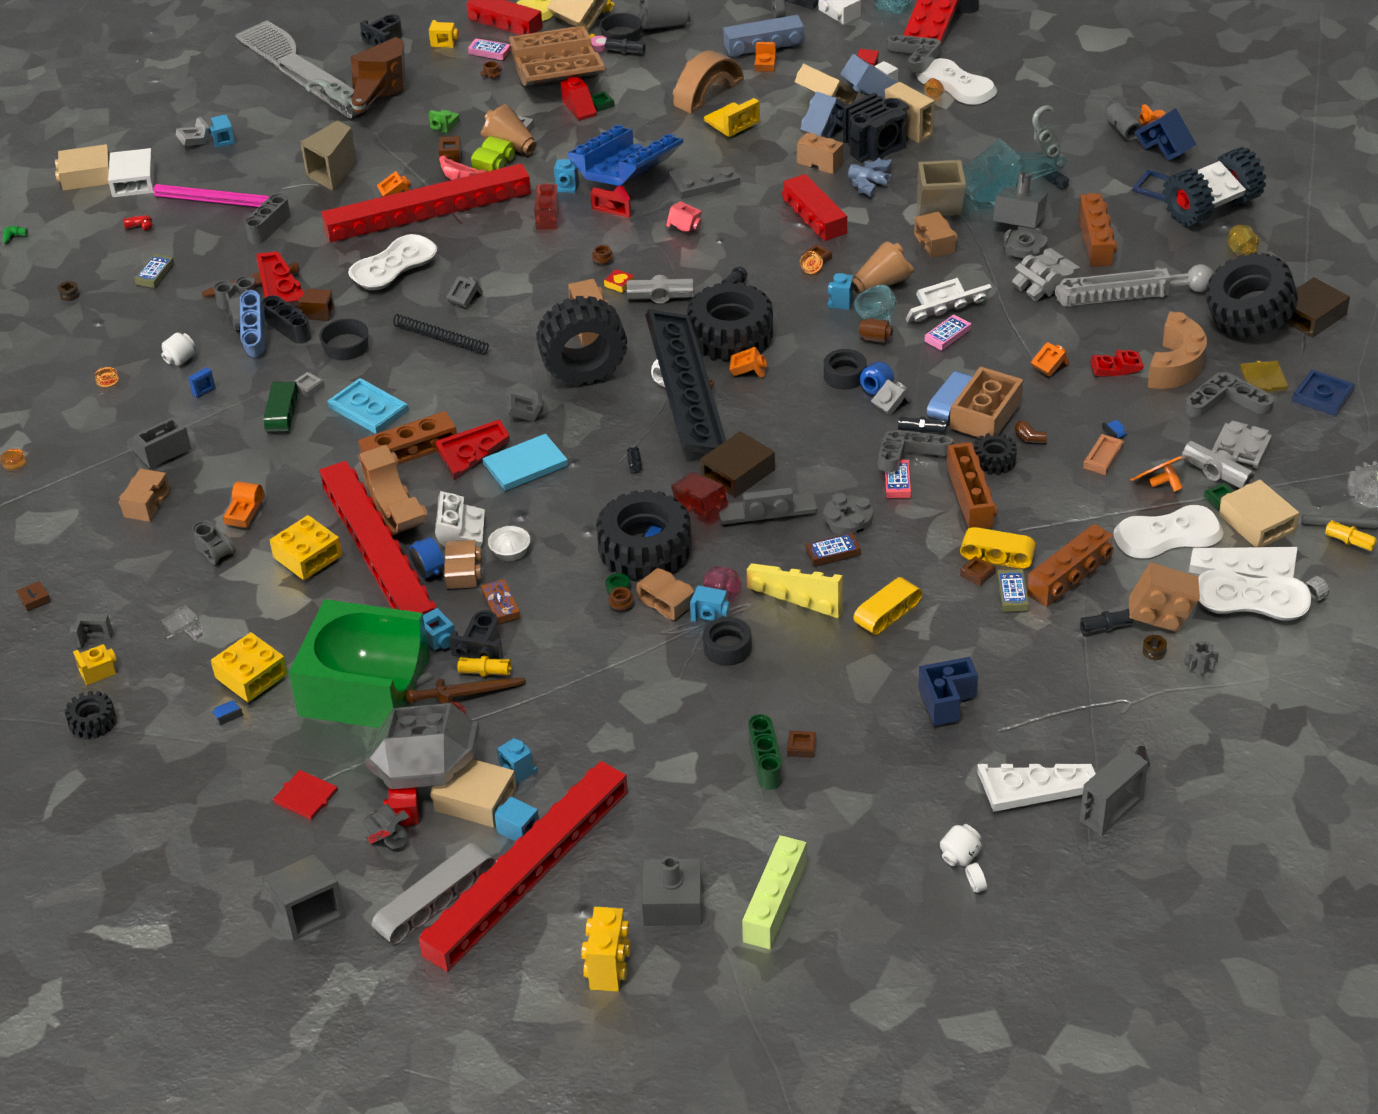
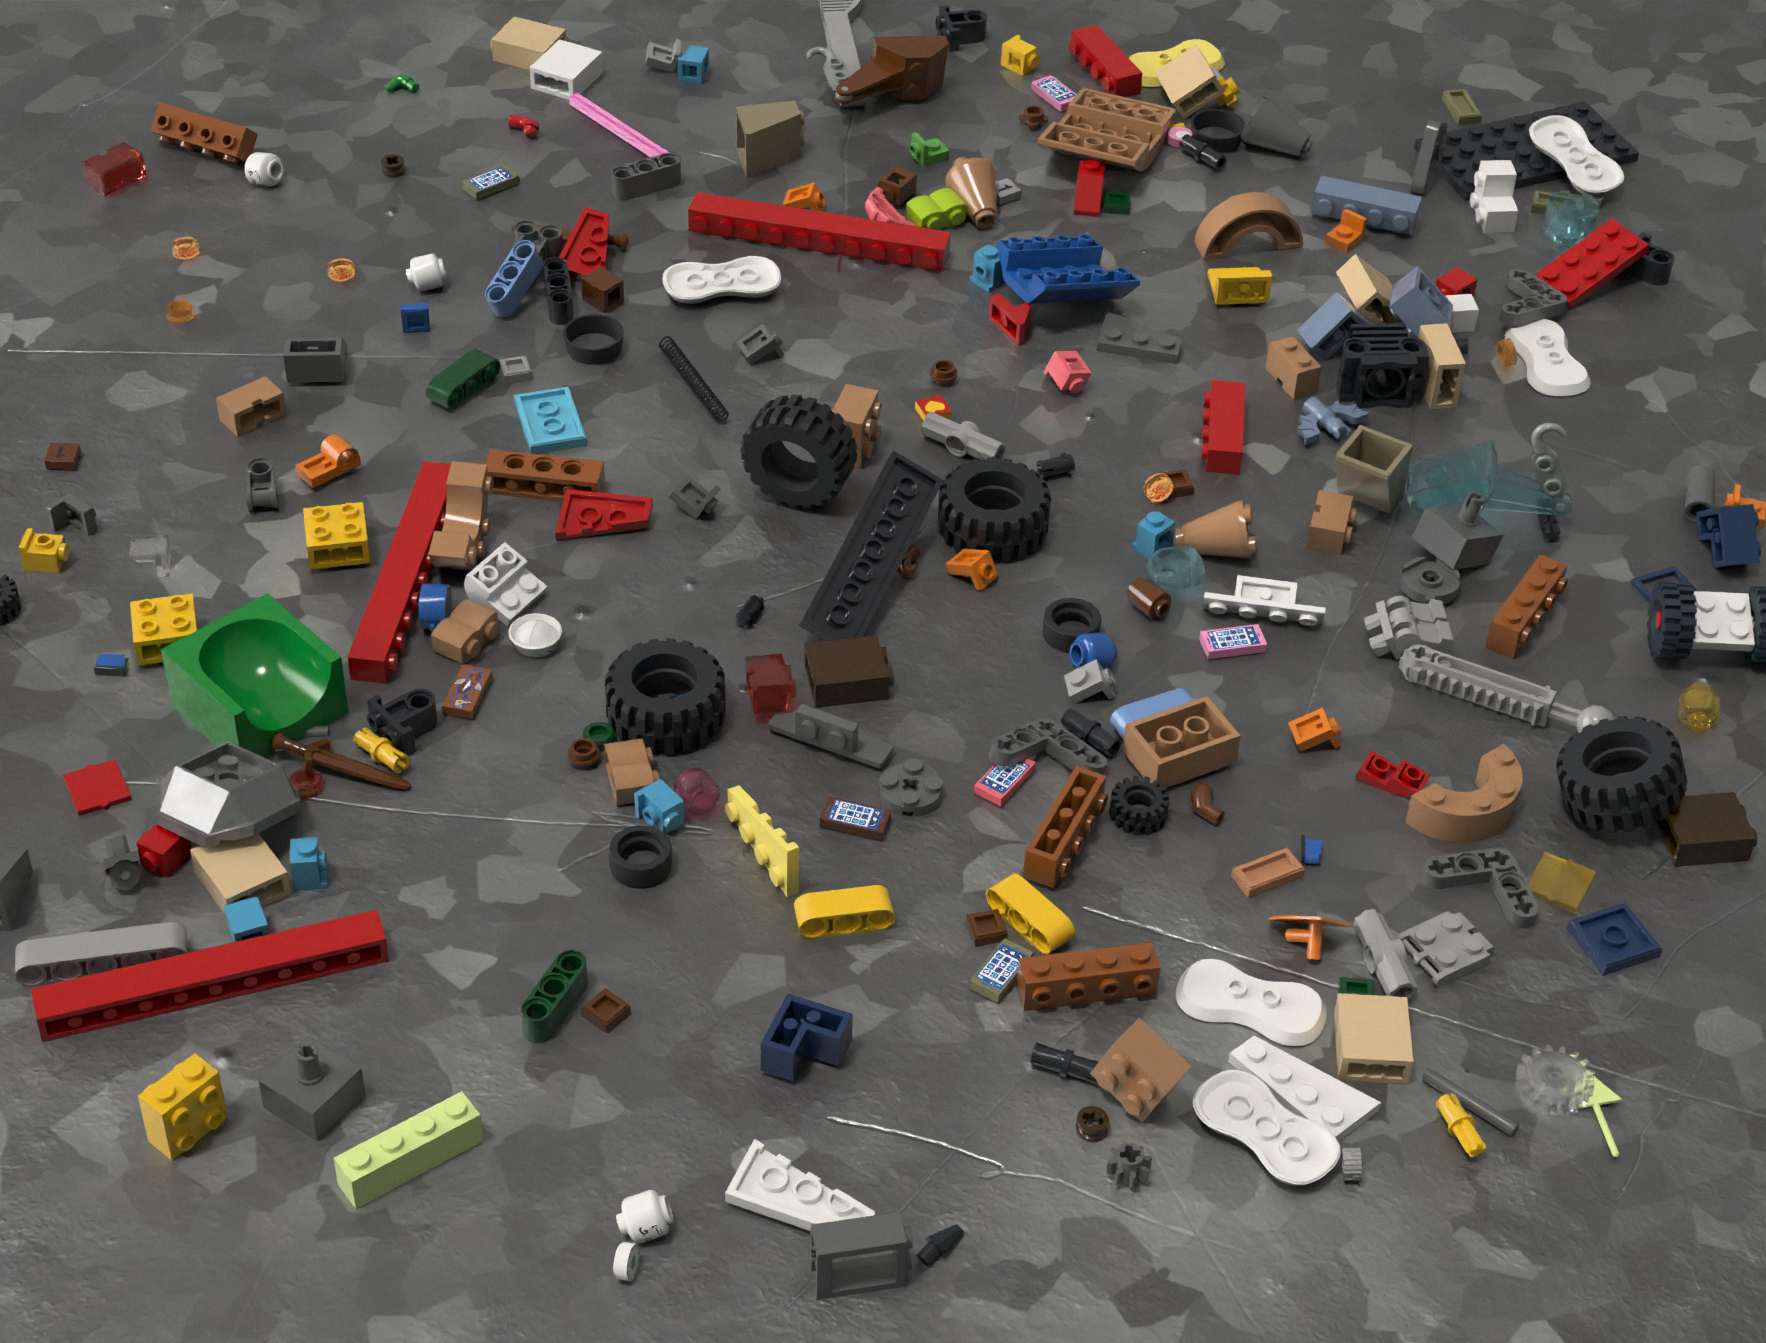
camera: 30 degrees right, 0 degrees up
(438, 634) = (367, 690): dark azure brick -> none
(525, 462) = (639, 557): medium azure tile -> none
(546, 207) = (933, 292): clear red brick -> none

